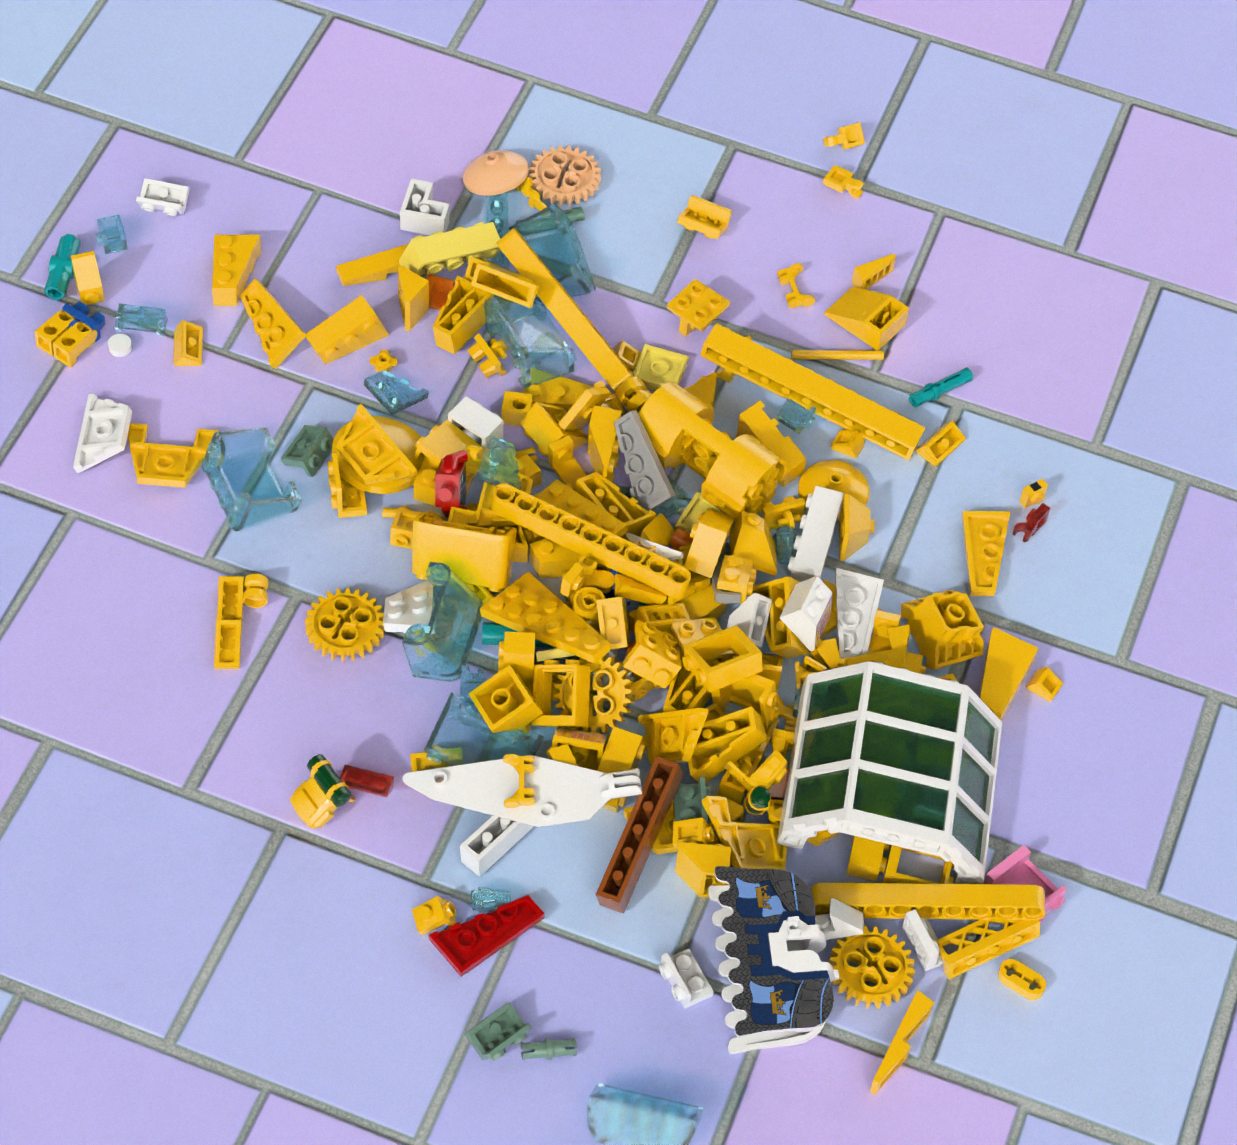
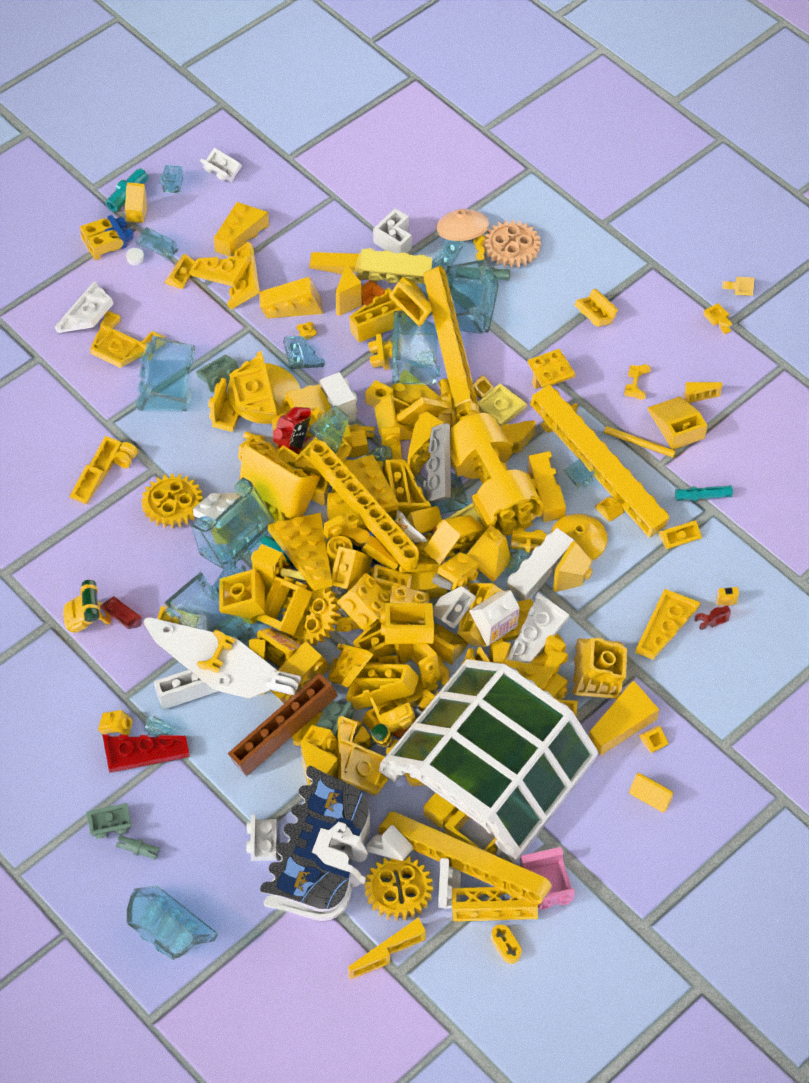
camera: 30 degrees right, 0 degrees up
(242, 325) = (220, 270): none -> yellow wing
(563, 473) = (381, 453): none -> clear light blue cone
(590, 374) = (446, 392): none -> yellow axle
(1078, 744) = (651, 792): none -> yellow slope

